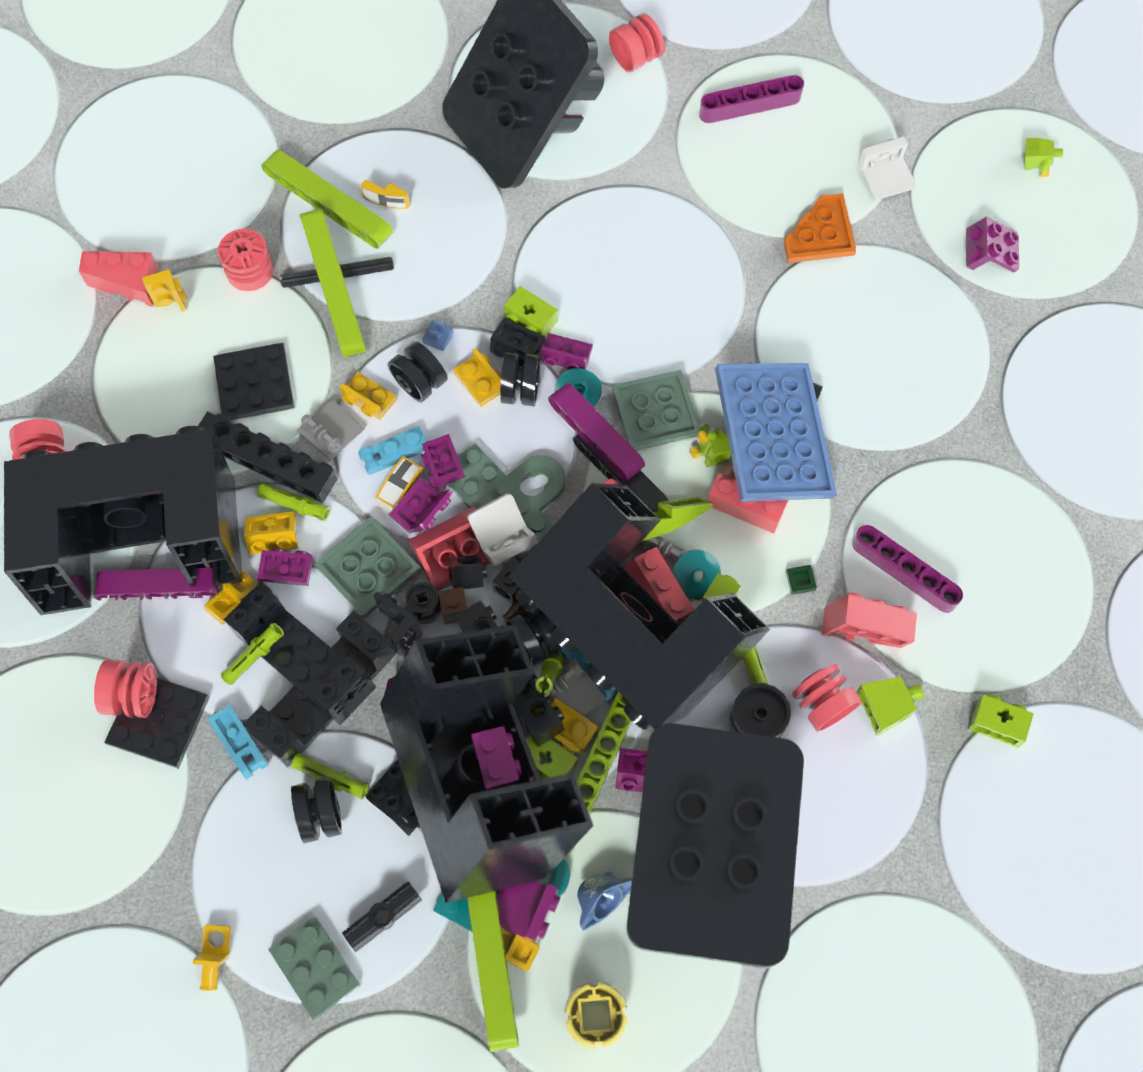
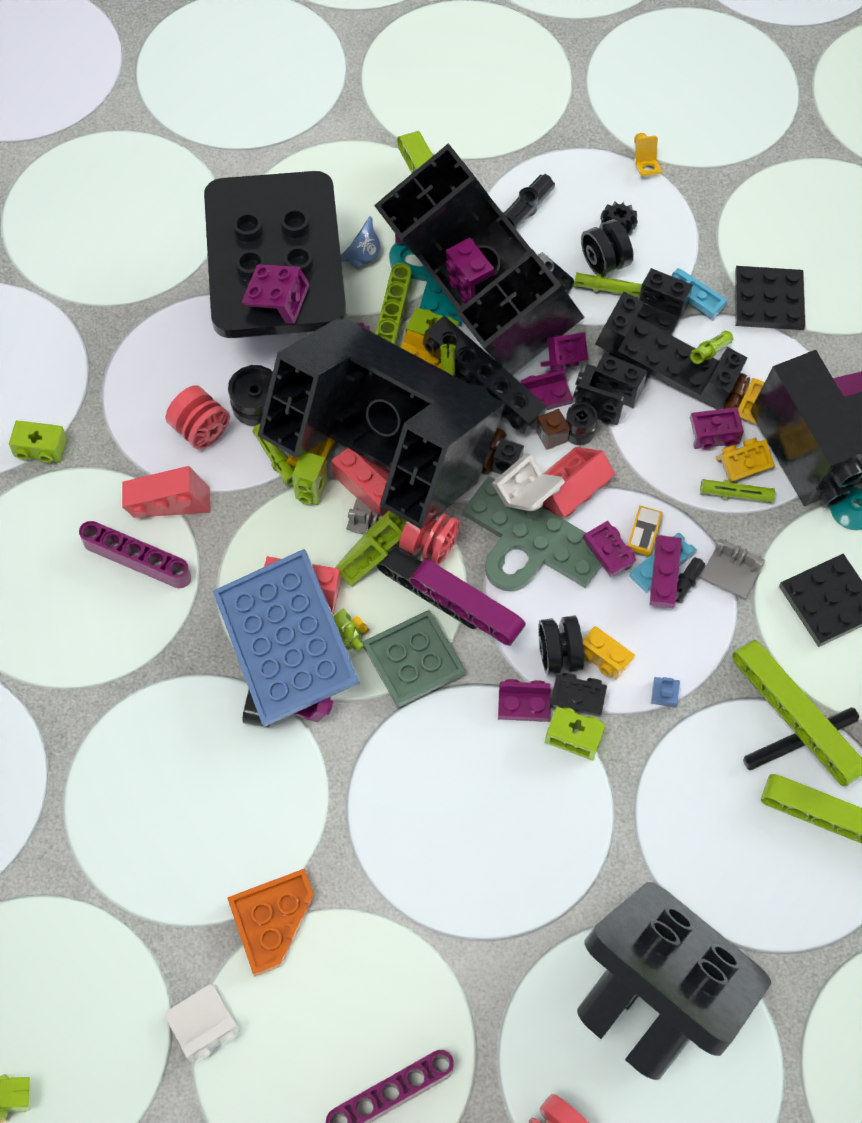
camera: 165 degrees right, 5 degrees down
(125, 688) = (802, 289): coral wheel -> none
(275, 870) = (623, 214): none -> black gear
(314, 967) = (568, 167): sand green plate -> none
(315, 486) = (795, 518): black brick -> none
(367, 564) = (645, 448): sand green plate -> none
(368, 396) = (711, 607): yellow bracket -> none
(378, 425) = (688, 578): none -> black axle
(389, 197) = (781, 840): slope -> none
(397, 429) = (665, 571): none -> magenta plate
(417, 371) = (668, 628): black wheel -> none
(419, 506) = (613, 503): magenta bracket -> none
(467, 572) = (559, 460): black brick -> none
(584, 382) = (490, 650): teal dish -> none
(590, 994) = (344, 160): light yellow piece -> none
(687, 567) = (336, 505): teal dish -> none
(728, 761) = (277, 288): none -> magenta bracket
(801, 579) = (236, 529): dark green tile -> none
(888, 702) = (140, 435): lime torso -> none
(992, 242) = (64, 945): magenta bracket -> none

